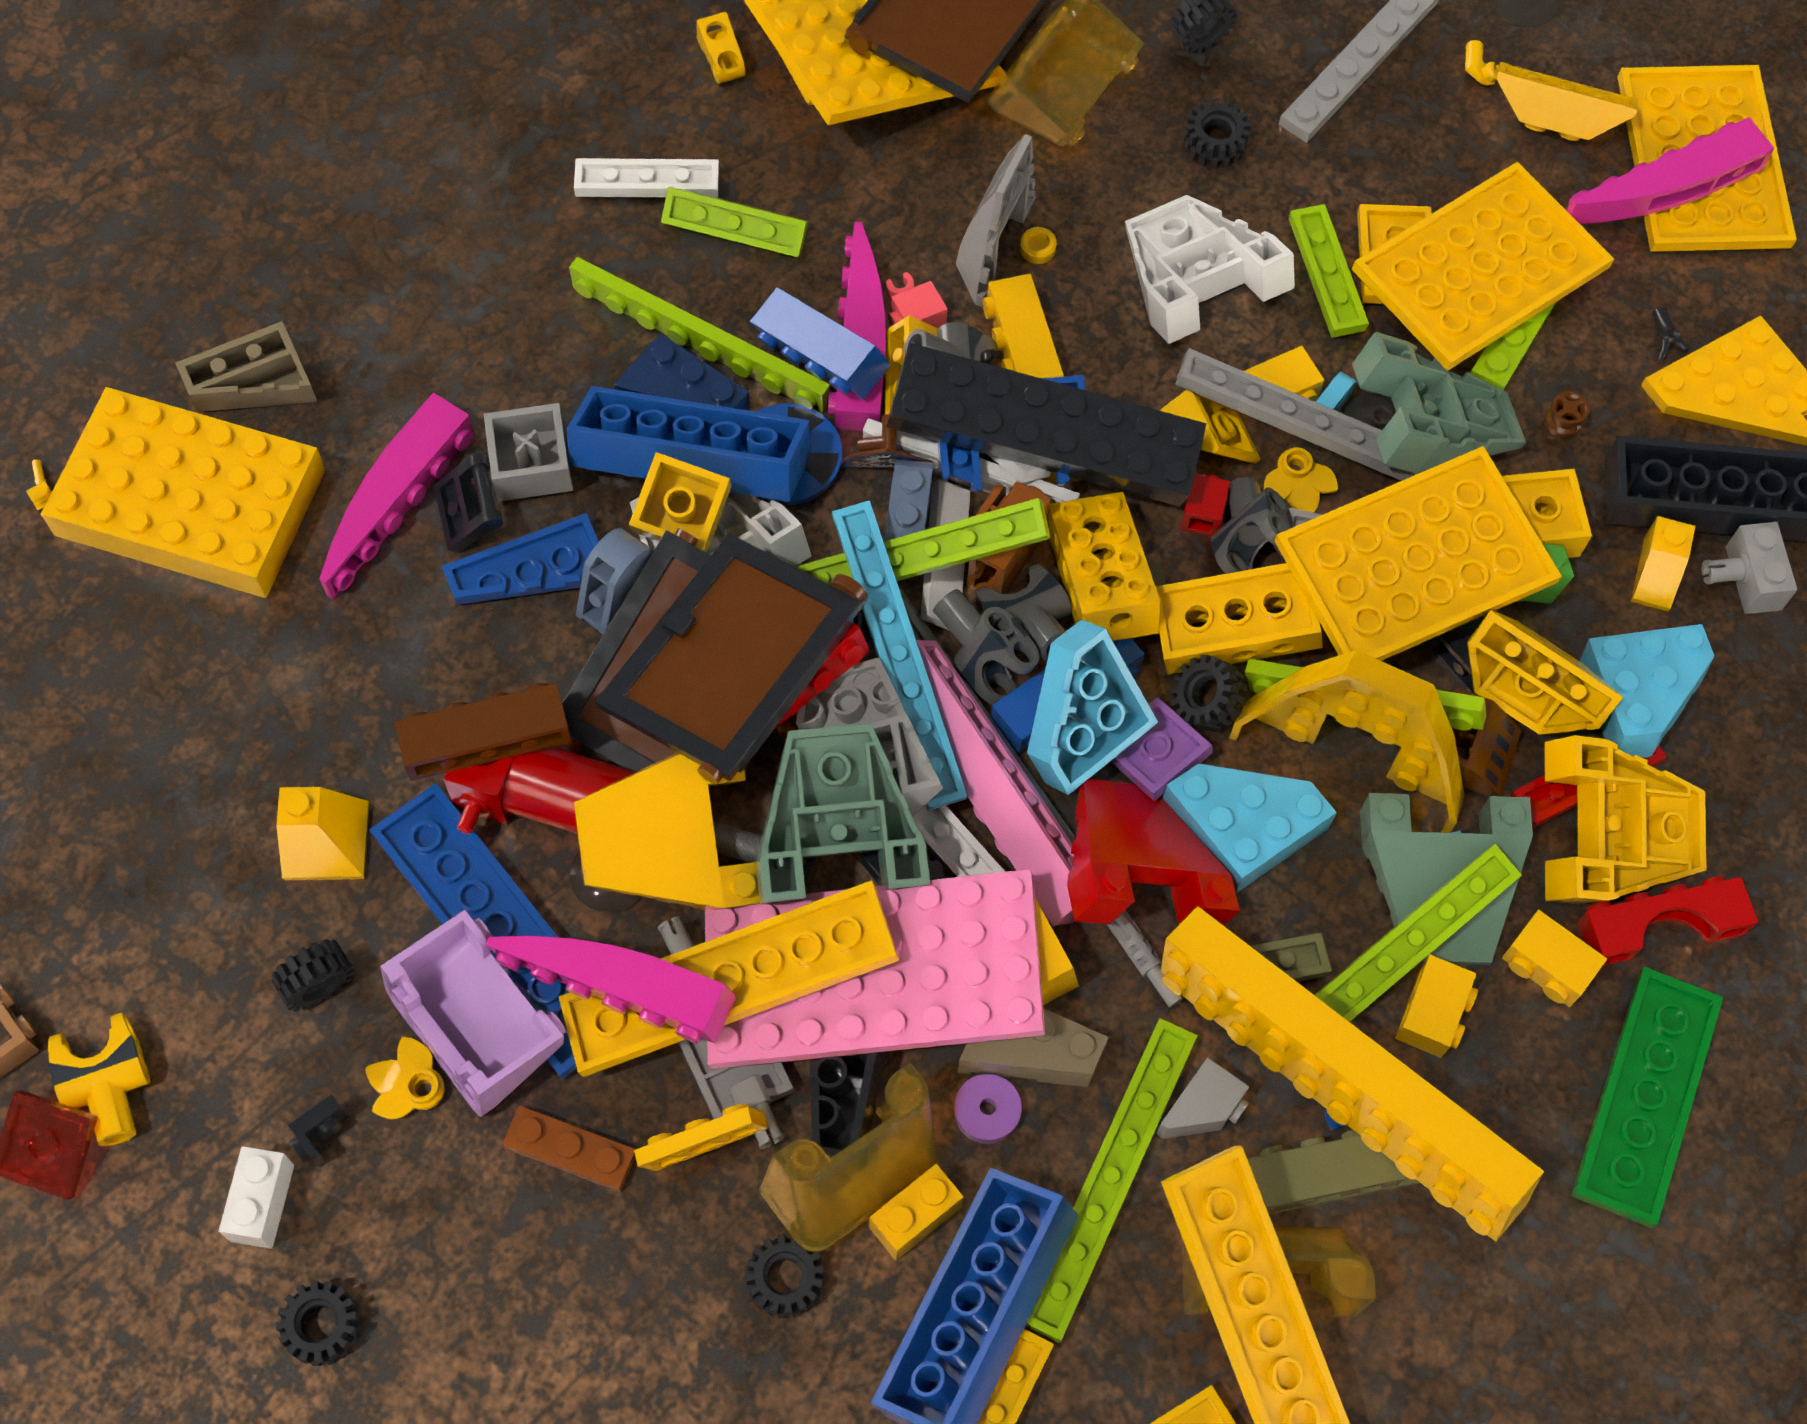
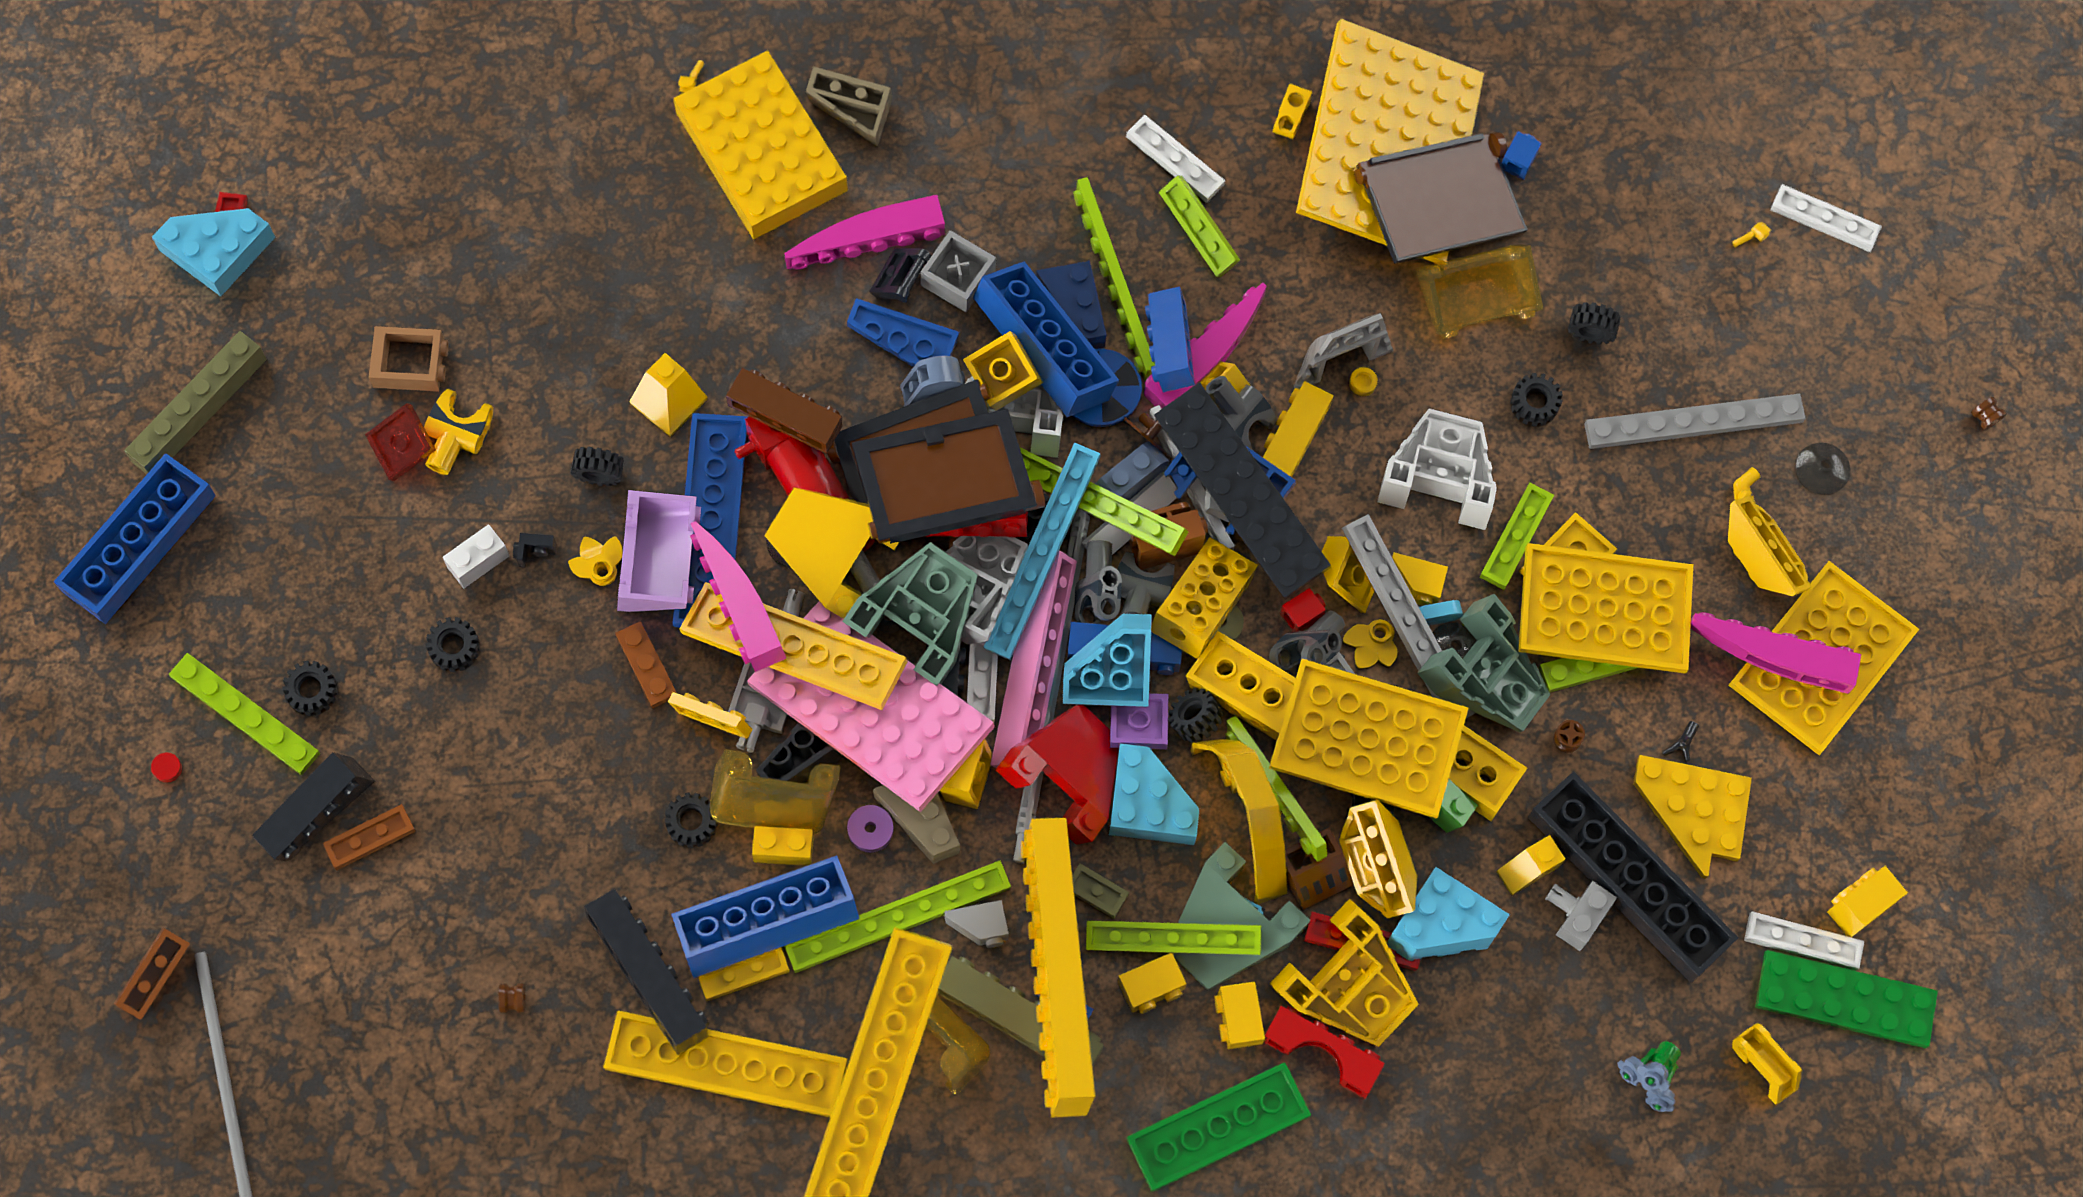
camera: 40 degrees right, 5 degrees up
(919, 302) = (1253, 361): coral brick -> none

